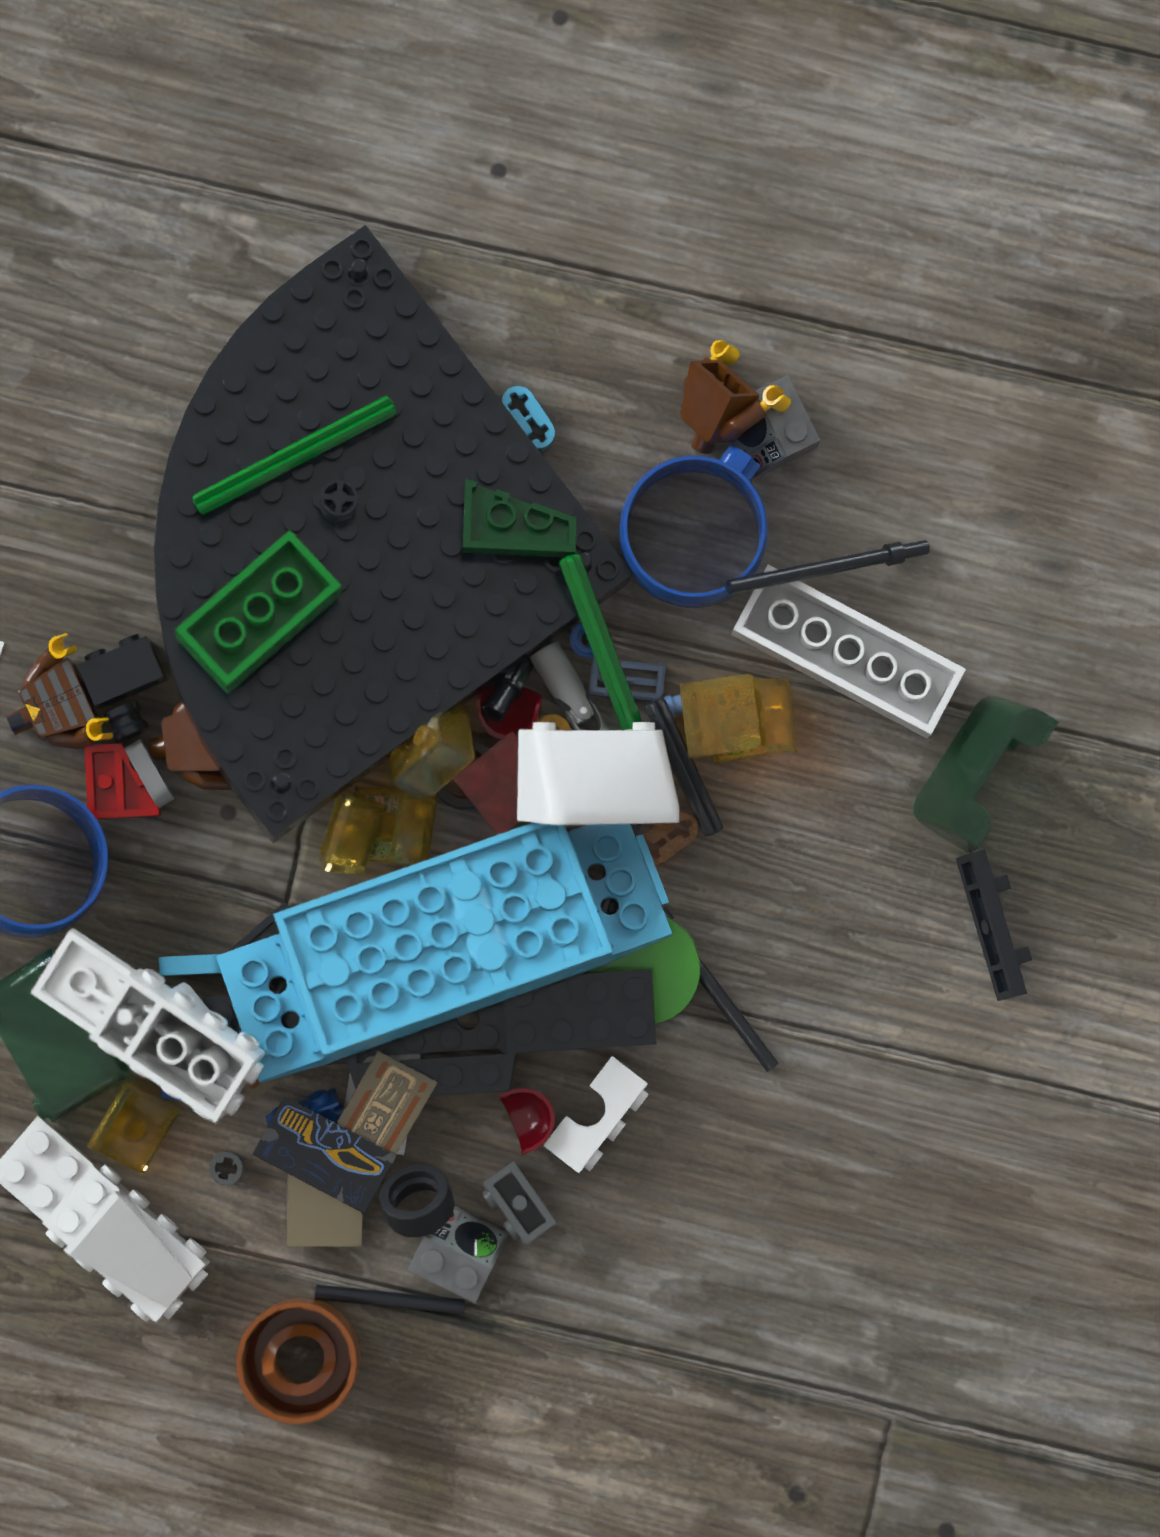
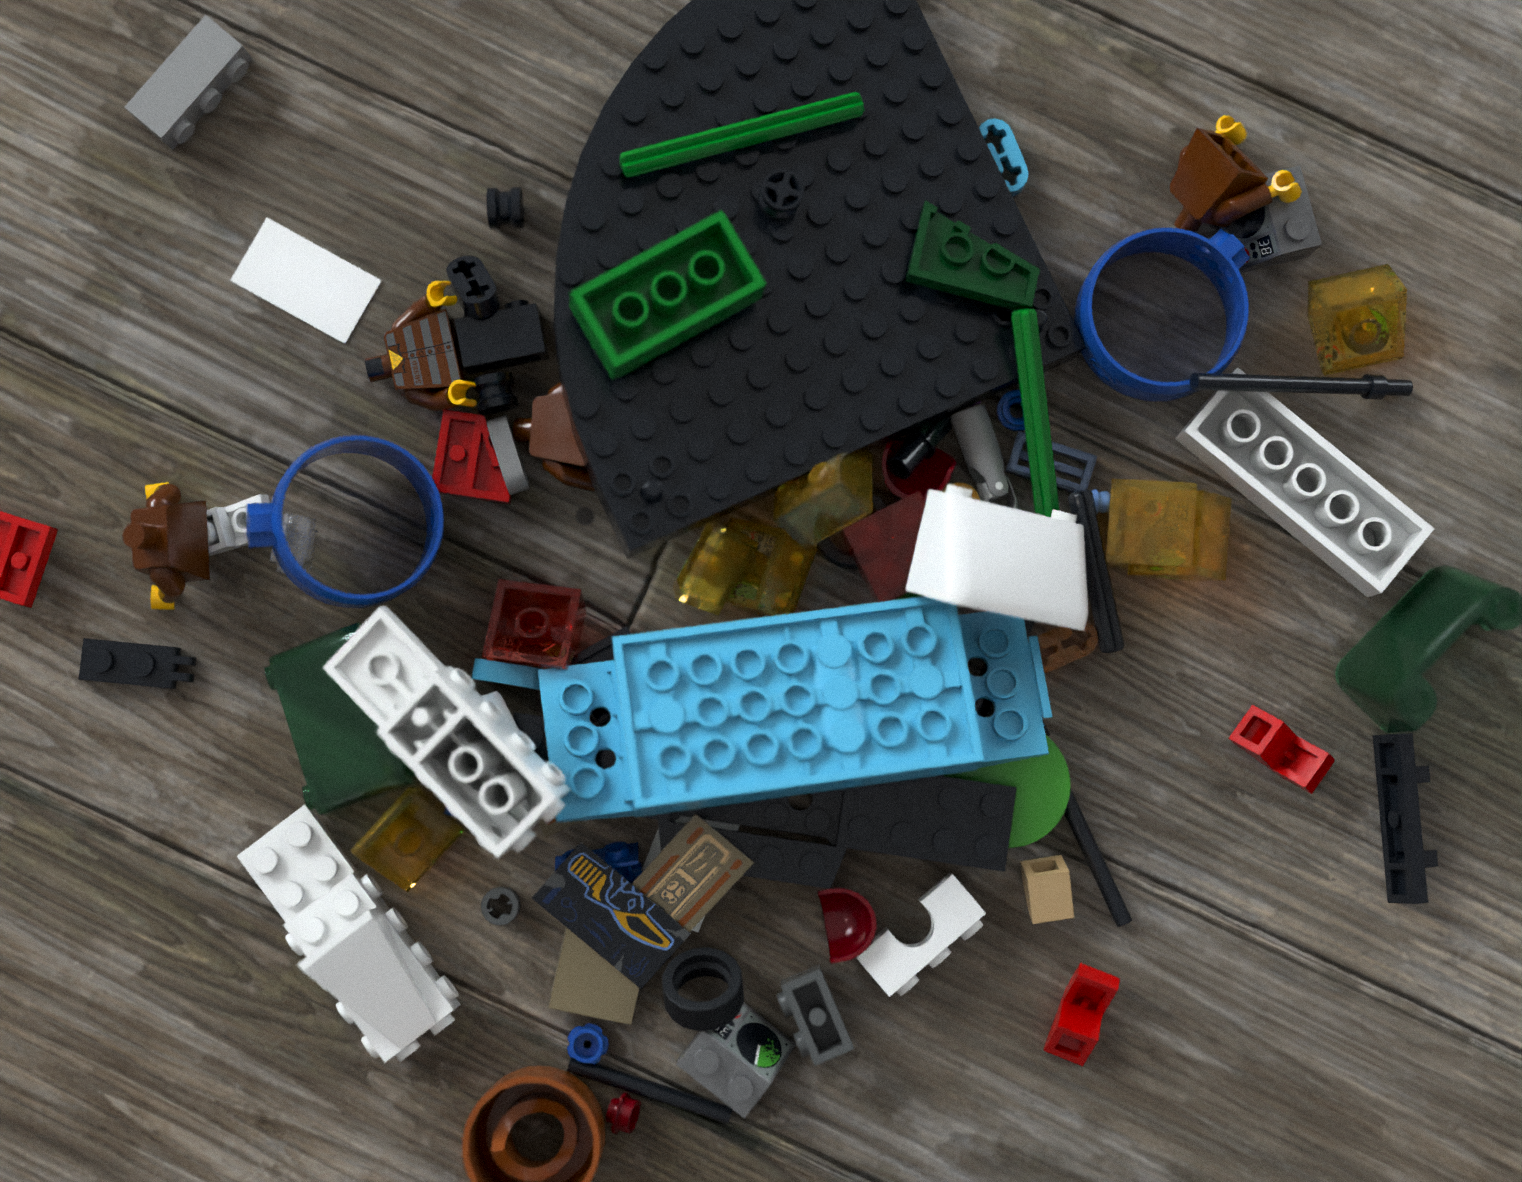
camera: 10 degrees right, 0 degrees up
(92, 629) = (478, 284): none -> black beam
(100, 556) = (505, 208): none -> black wheel
(205, 917) = (535, 624): none -> clear red slope
(330, 1261) = (588, 1032): none -> blue plate
(371, 1324) = (623, 1114): none -> dark red plate
(698, 1052) = (1047, 889): none -> tan brick
(750, 1154) = (1080, 1014): none -> red slope
(868, 496) = (1357, 318): none -> clear yellow slope
(877, 887) = (1281, 749): none -> red slope

